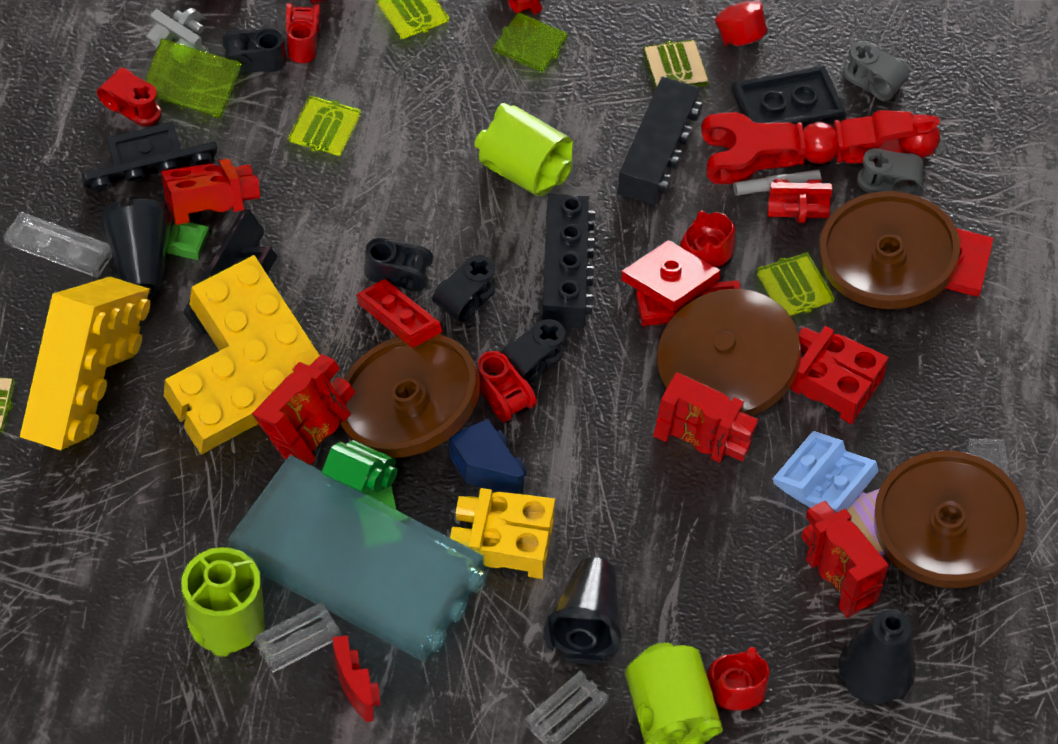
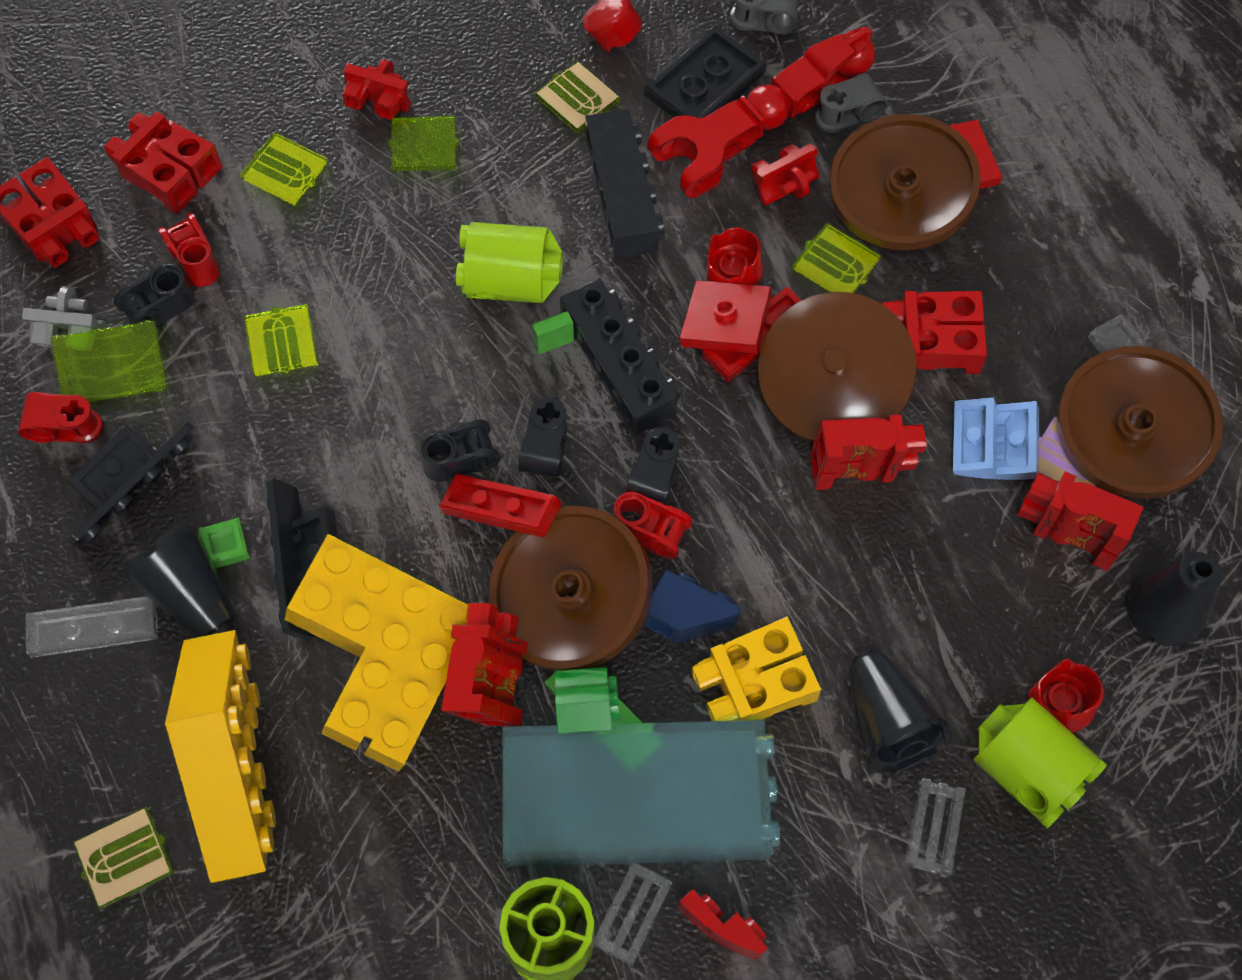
camera: 30 degrees left, 10 degrees up
(208, 188) = (215, 479): red hips -> none
(527, 219) = (553, 332): none -> bright green tile
(763, 184) = (744, 172): light grey piece -> none

